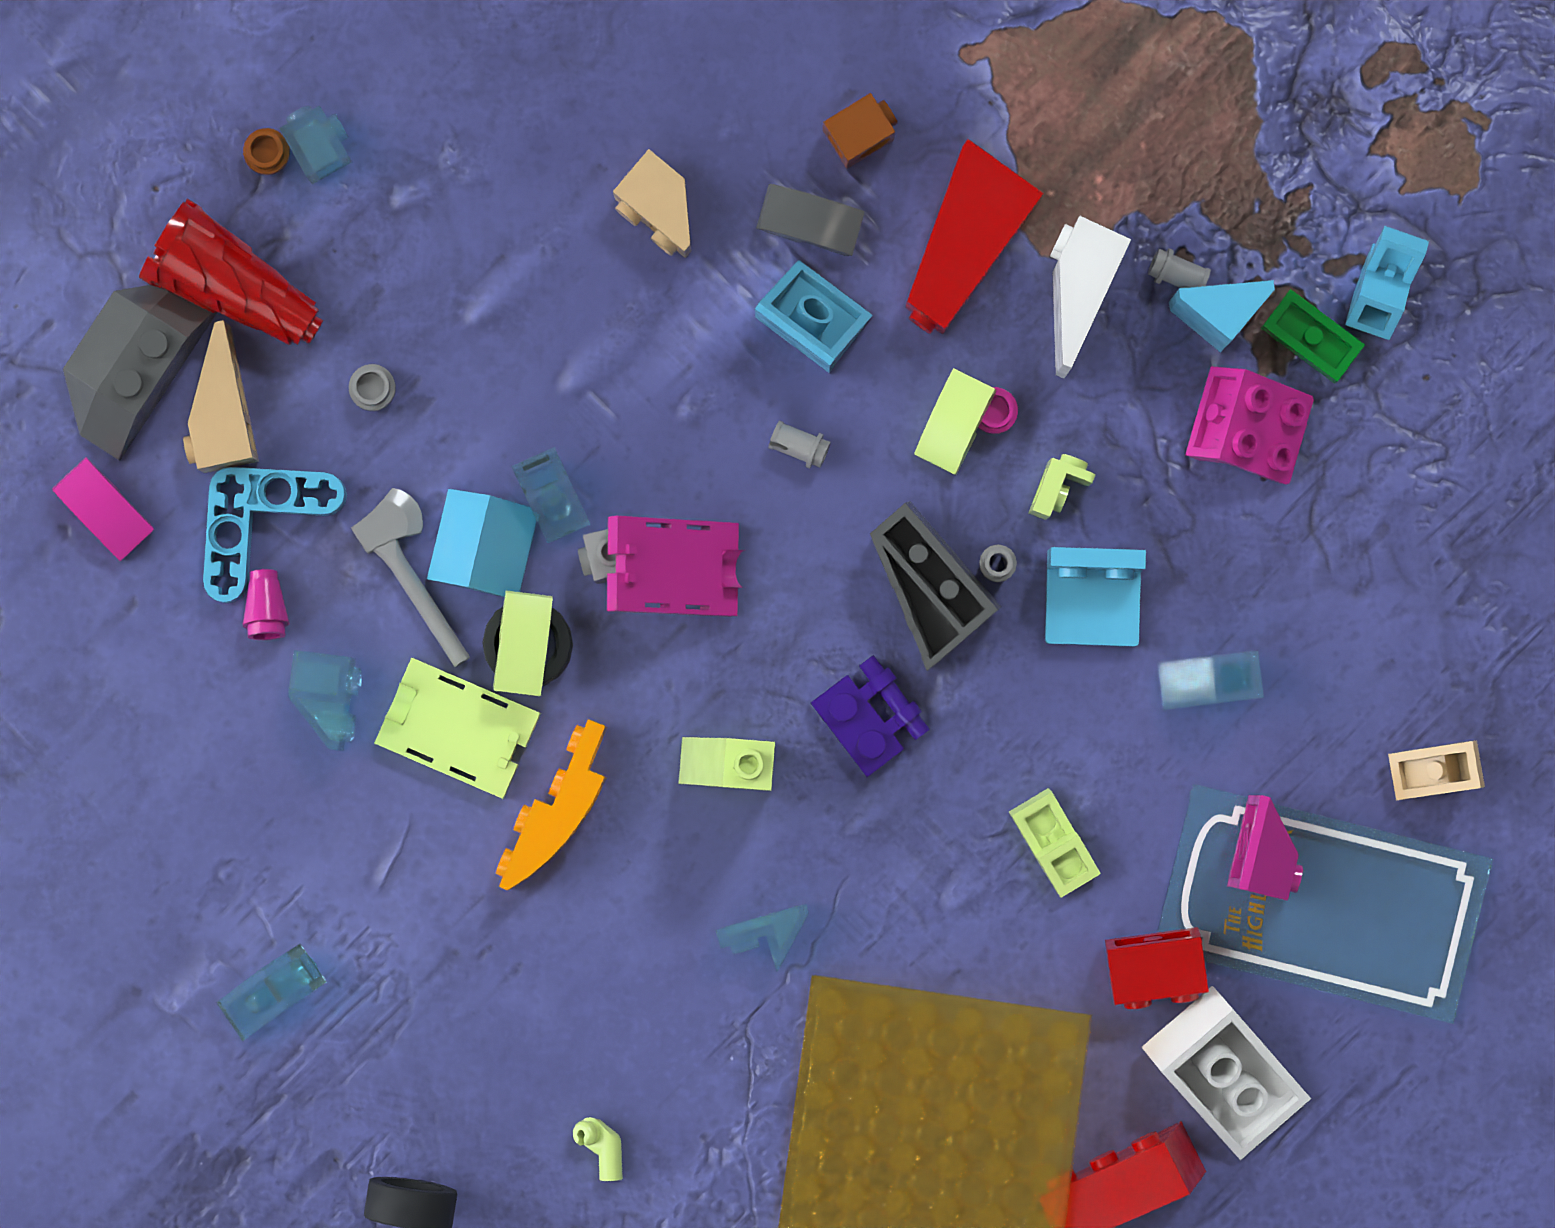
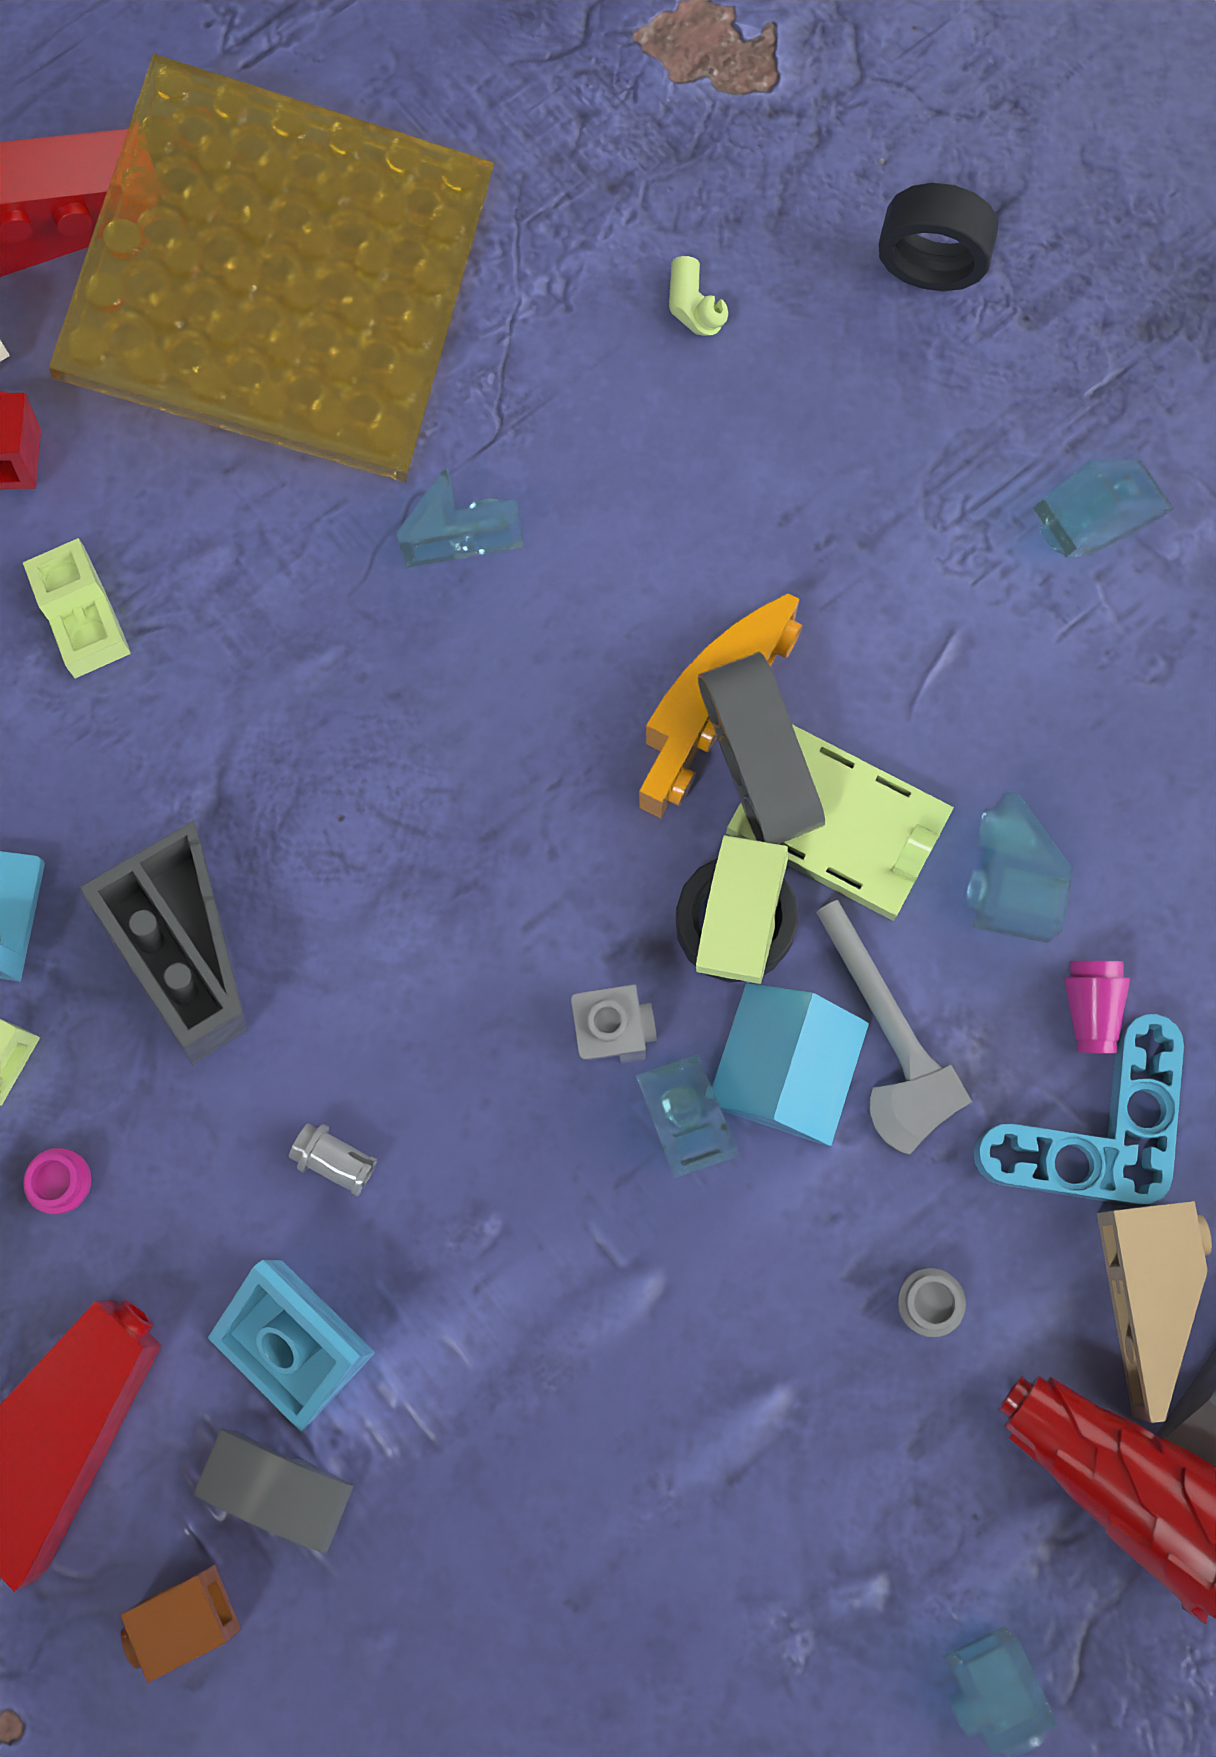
camera: 170 degrees left, 10 degrees down
(266, 151) = (1074, 1686): dark orange plate -> none
(518, 761) = (761, 749): none -> dark grey beam
(659, 199) = (489, 1545): tan slope -> none
(673, 566) = (526, 996): dark pink piece -> none
(727, 763) = (466, 711): yellowish green slope -> none
(859, 726) = (308, 778): dark purple plate -> none
(954, 421) = (109, 1169): yellowish green slope -> none
(1007, 557) = (82, 962): light grey pin -> none

